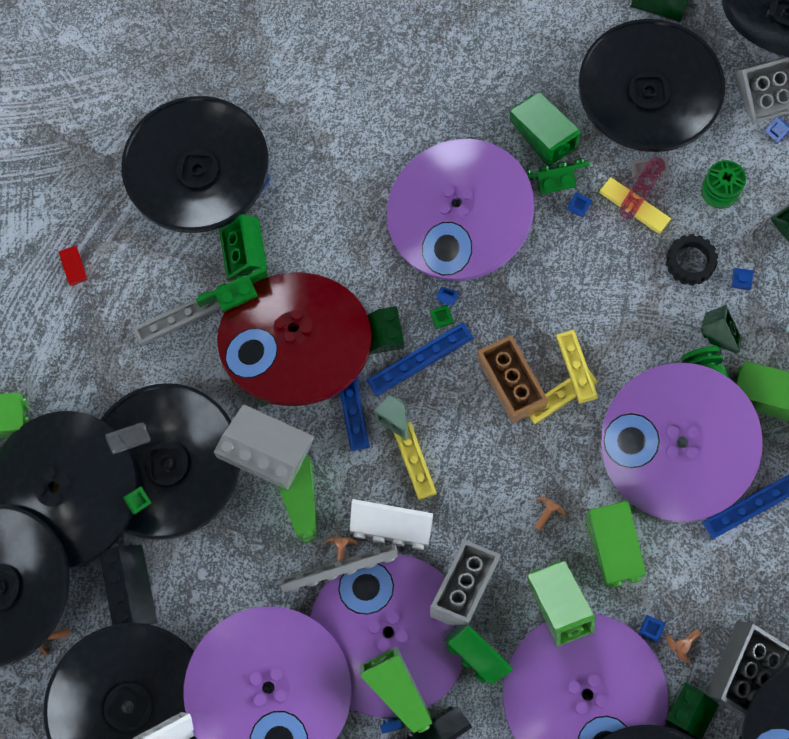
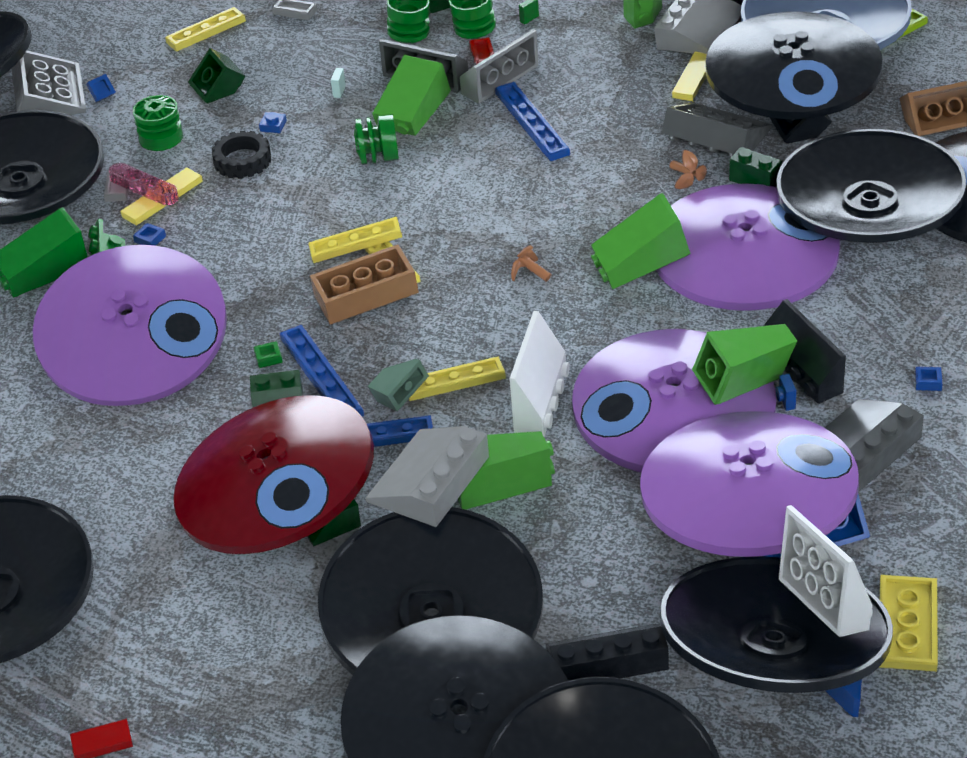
camera: 85 degrees left, 30 degrees down
(127, 438) = (395, 623): clear tile -> none
(137, 500) = (487, 613): green tile -> none
(173, 320) = (210, 600): light grey plate -> none
(234, 293) = (196, 529): green bracket -> none
(242, 246) = (127, 540): green slope -> none
(332, 570) = (590, 432): light grey plate -> none
(340, 544) = (556, 436): nougat plant -> none
(447, 296) = (243, 344): blue plate -> none
(464, 584) = (617, 315): light grey slope -> none
(476, 654) = (698, 306): green slope -> none
(615, 544) = (571, 210): bright green slope -> none
(643, 449) = (470, 183): medium lavender dish -> none
(651, 628) = (671, 193): blue tile -> none
(721, 329) = (331, 123): dark green slope -> none

